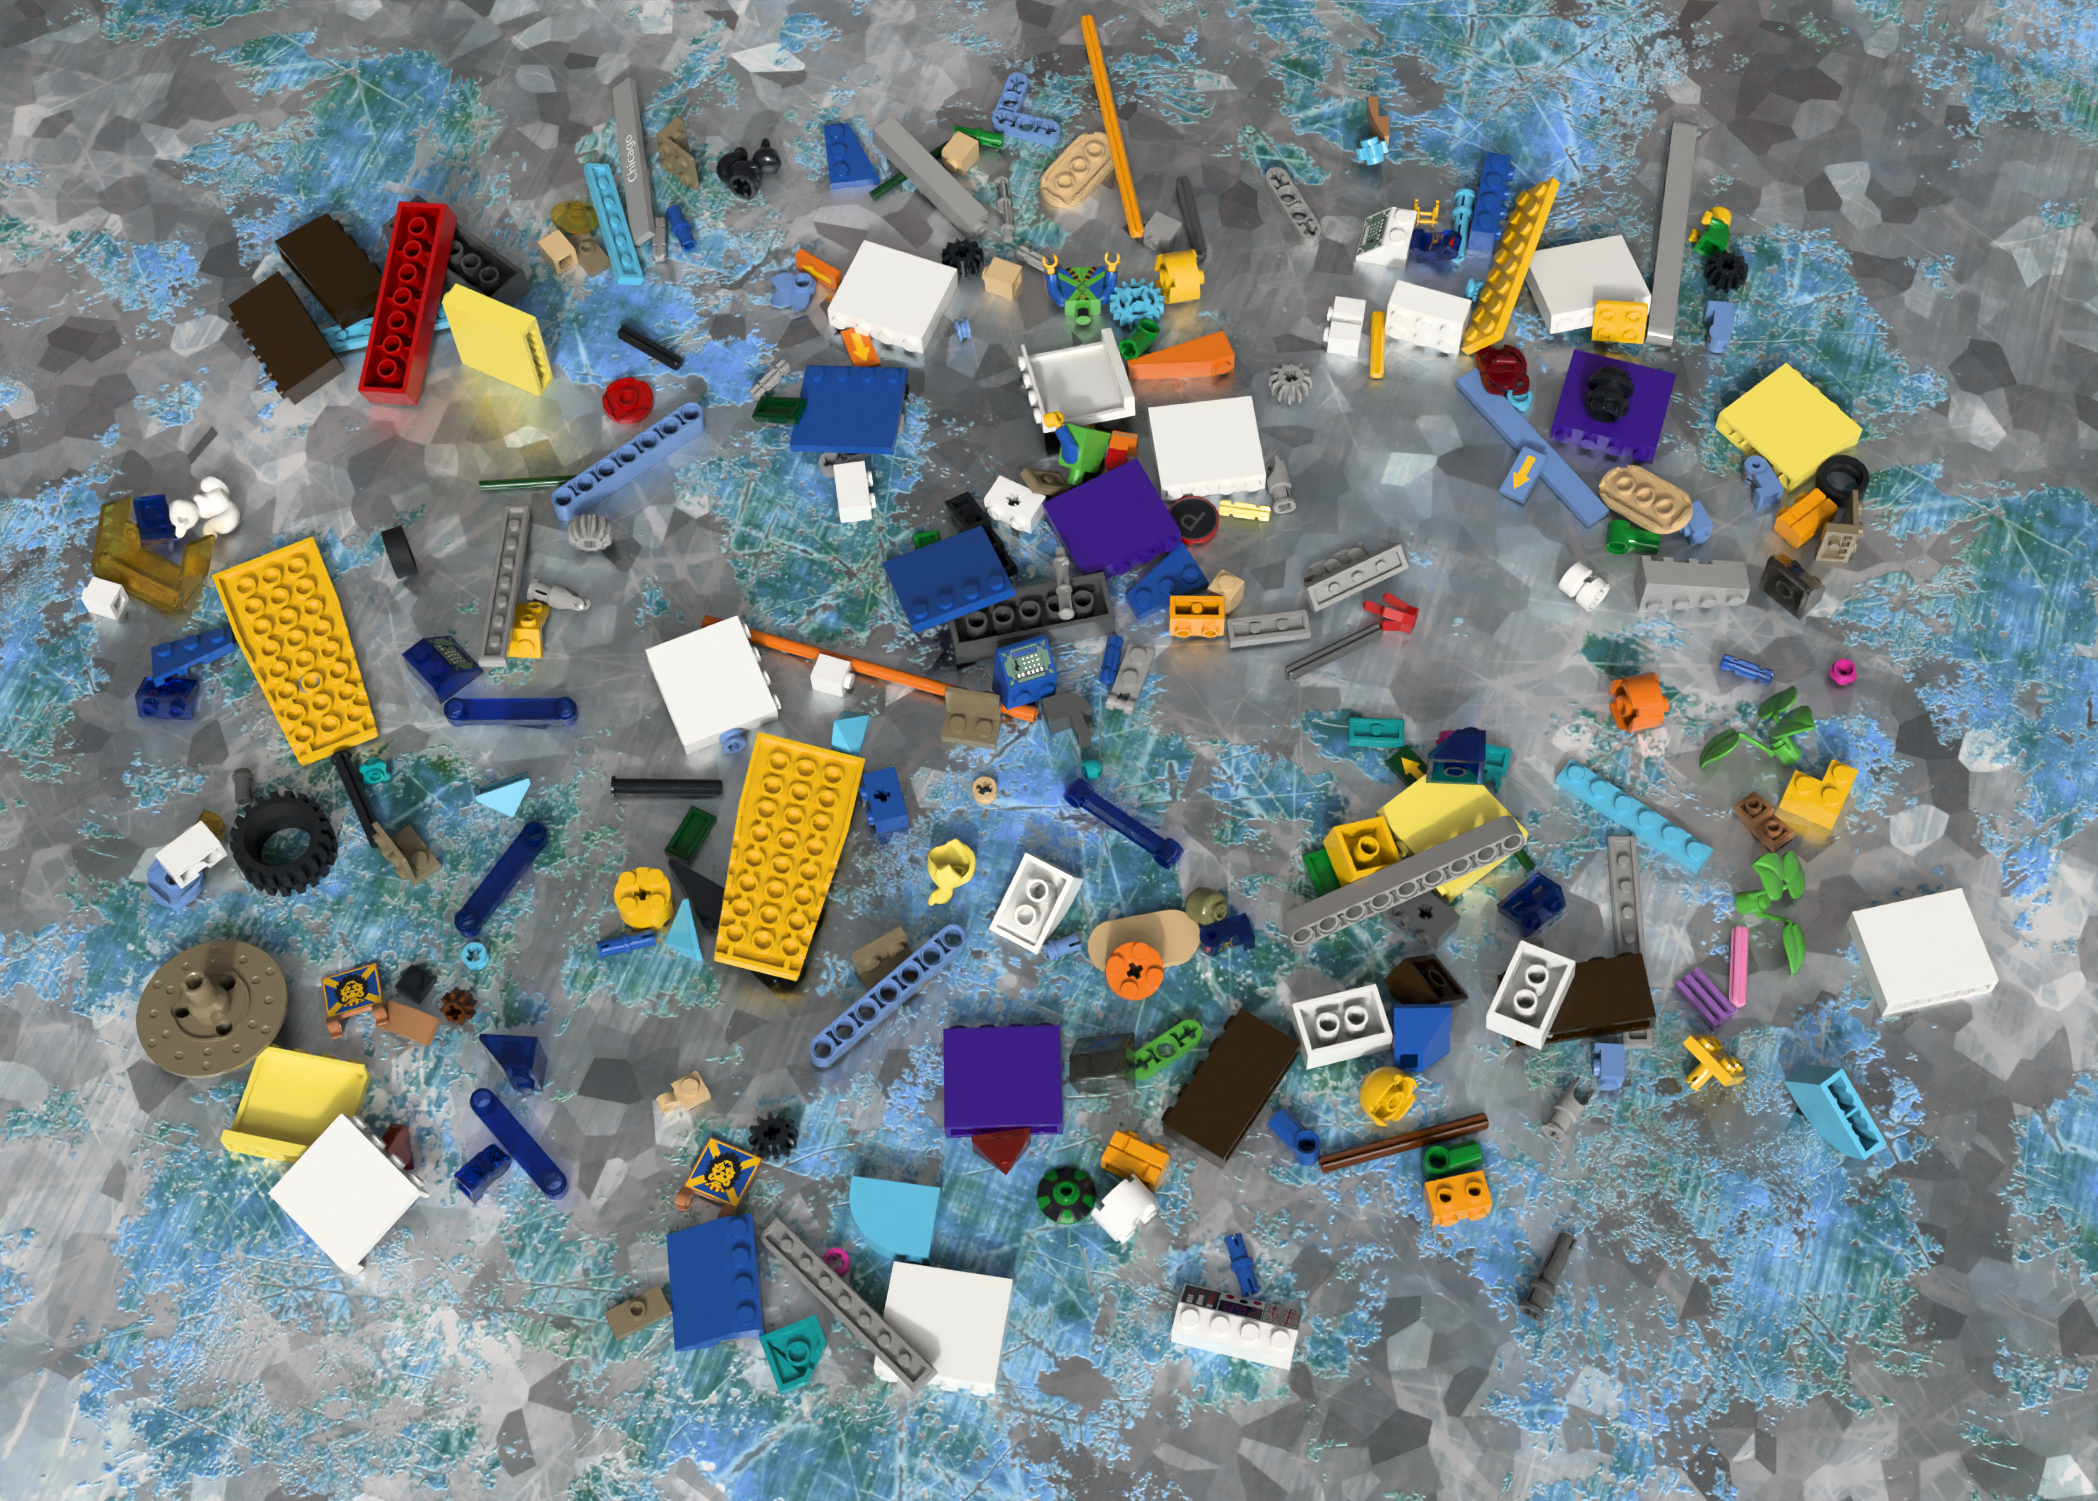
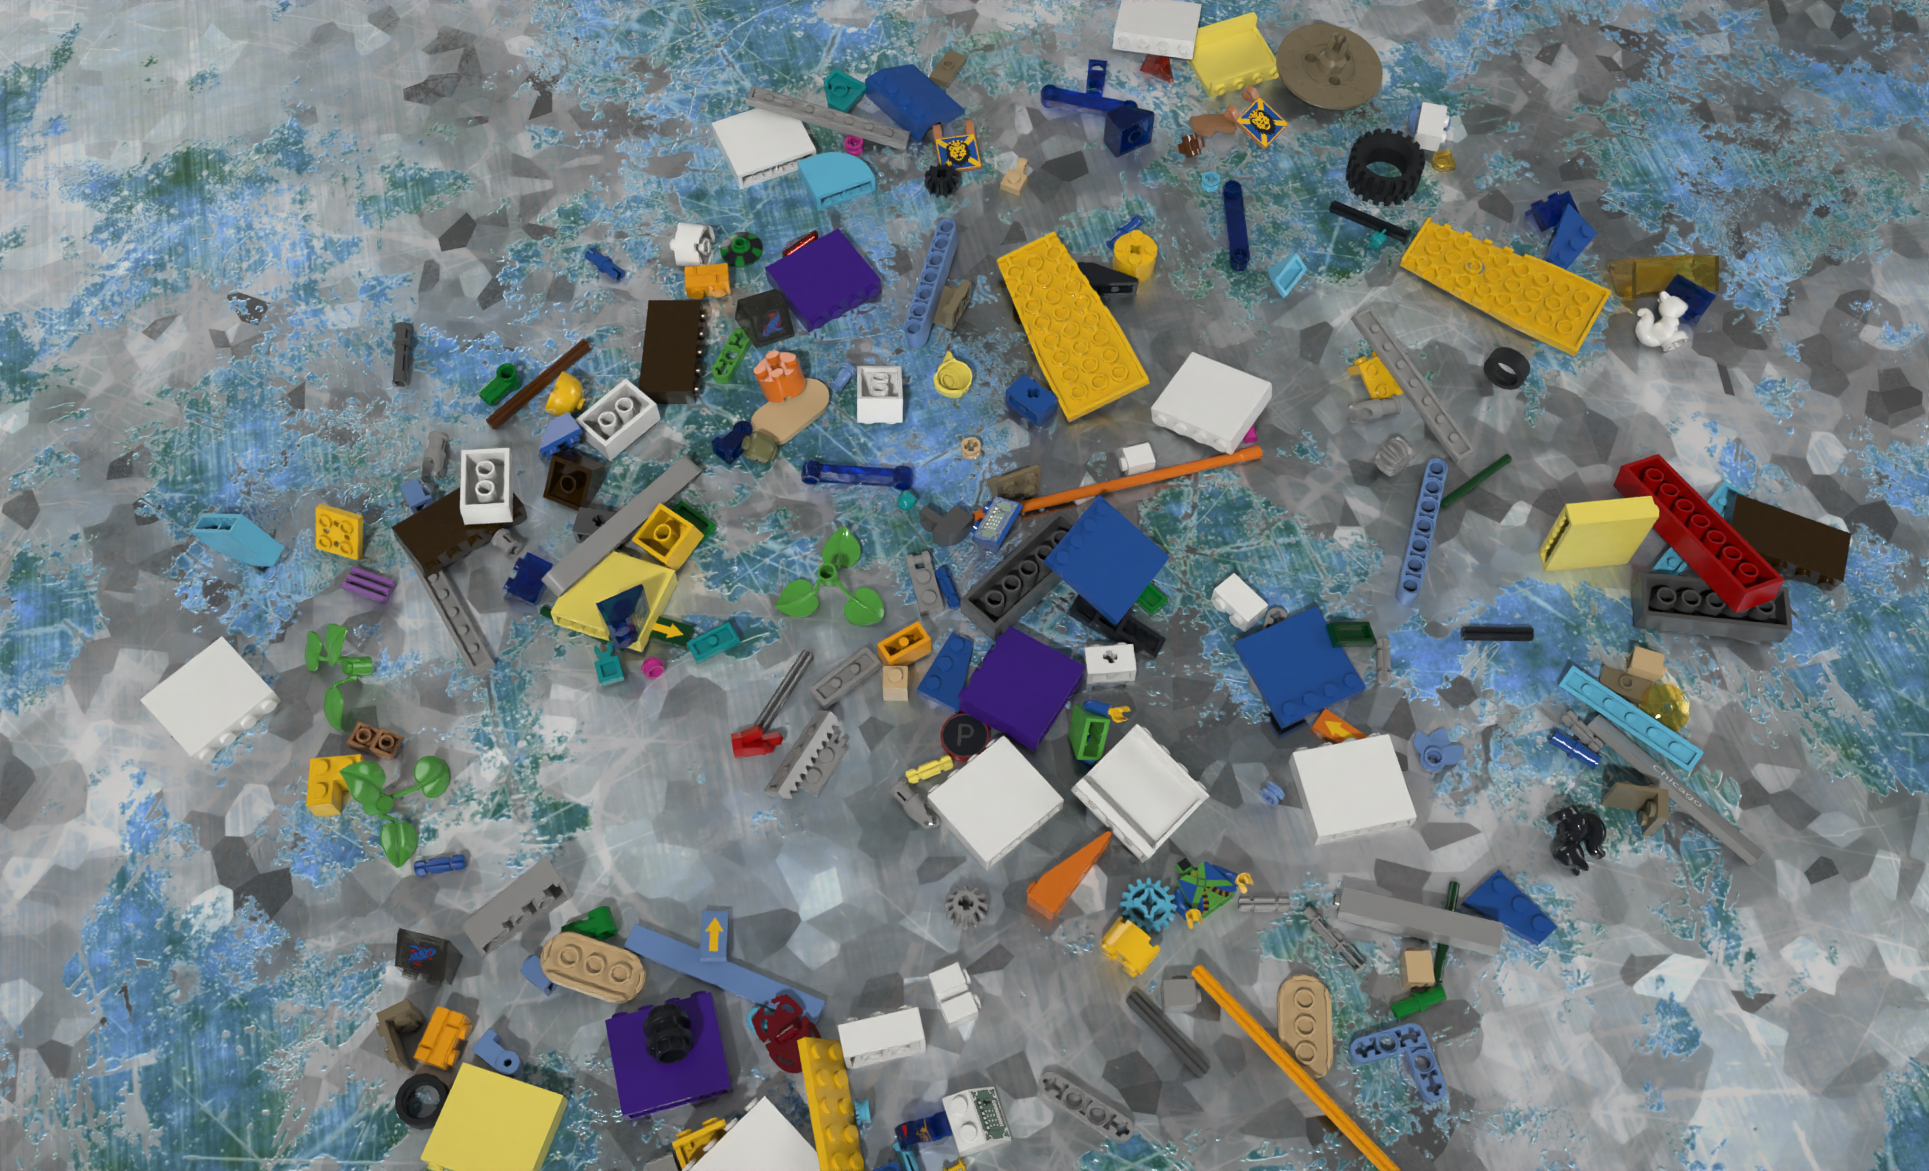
camera: 145 degrees right, 0 degrees up
(104, 598) = (1660, 241): white brick -> none
(243, 786) = (1448, 190): dark grey pin -> none
(285, 338) = (1757, 472): dark brown brick -> none
(407, 854) = (1308, 200): dark tan bracket -> none
(415, 984) = (1230, 149): black plate -> none
(441, 666) = (1406, 319): clear blue slope -> none
(511, 711) = (1327, 322): clear blue piece -> none
(628, 401) = (1471, 583): red tile -> none
(676, 787) = (1186, 332): black axle -> none
(684, 934) = (1086, 254): medium azure slope -> none
(690, 835) = (1143, 316): dark green tile -> none
(732, 741) = (1164, 380): medium blue bush -> none
(818, 269) = (1431, 776): orange tile -> none
(849, 732) = (1094, 434): medium azure slope -> none
(964, 257) = (1336, 863): black gear -> none
(1002, 278) = (1278, 862): tan brick -> none
(1045, 481) = (1099, 683): dark tan plate -> none
(1063, 584) = (1015, 596): light grey piece -> none
(1120, 447) = (1063, 758): leg -> none
(1139, 339) = (1116, 858): green piece -> none
(1205, 689) = (842, 550): none -> bright green plant
(1236, 1326) = (595, 225): white slope -> none
(1294, 1135) = (611, 345): blue piece -> none
(1377, 342) = (916, 998): yellow axle -> none
(1457, 1198) = (482, 364): light orange brick -> none
(1584, 586) = (608, 854): white wheel -> none
(1634, 816) = (481, 691): medium azure plate -> none
(1637, 702) = (513, 770): orange brick -> none
(1738, 966) = (351, 619): bright pink axle -> none
(1845, 666) = (351, 903): dark pink plate -> none

